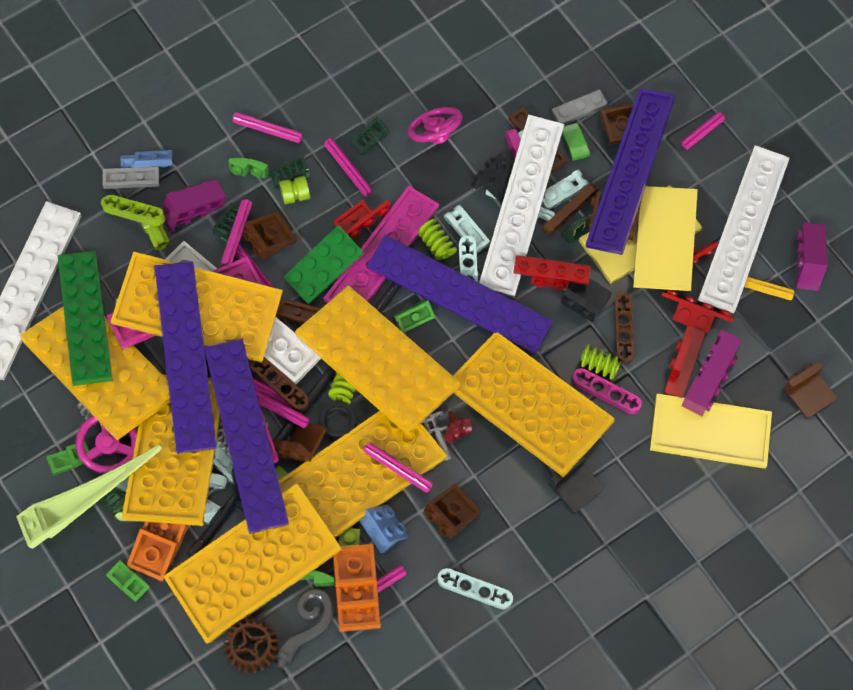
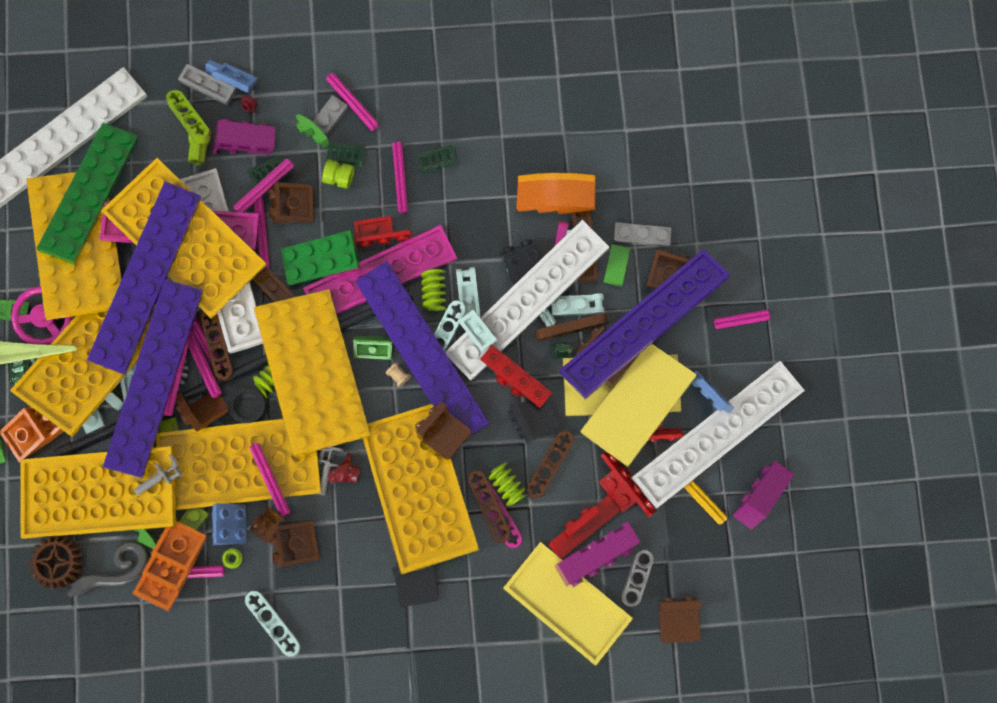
camera: 30 degrees right, 10 degrees up
(178, 174) = (249, 104): none -> dark red plate
(255, 145) = (330, 114): none -> light grey plate
(304, 512) = (160, 475): none -> light grey piece
(408, 549) = (226, 558): none -> lime plate
(419, 506) = (266, 524): none -> reddish brown plate
(437, 127) = (498, 184): dark pink piece -> none
(450, 324) = (398, 374): none -> tan bush
(491, 108) = (556, 192): none -> orange slope
(497, 250) = (477, 330): none -> light aqua plate
(521, 345) = (442, 431): none -> reddish brown bracket
(598, 385) = (491, 505): none -> reddish brown beam
(715, 197) = (710, 391): none -> medium blue hinge
(754, 368) = (644, 570): none -> light grey beam

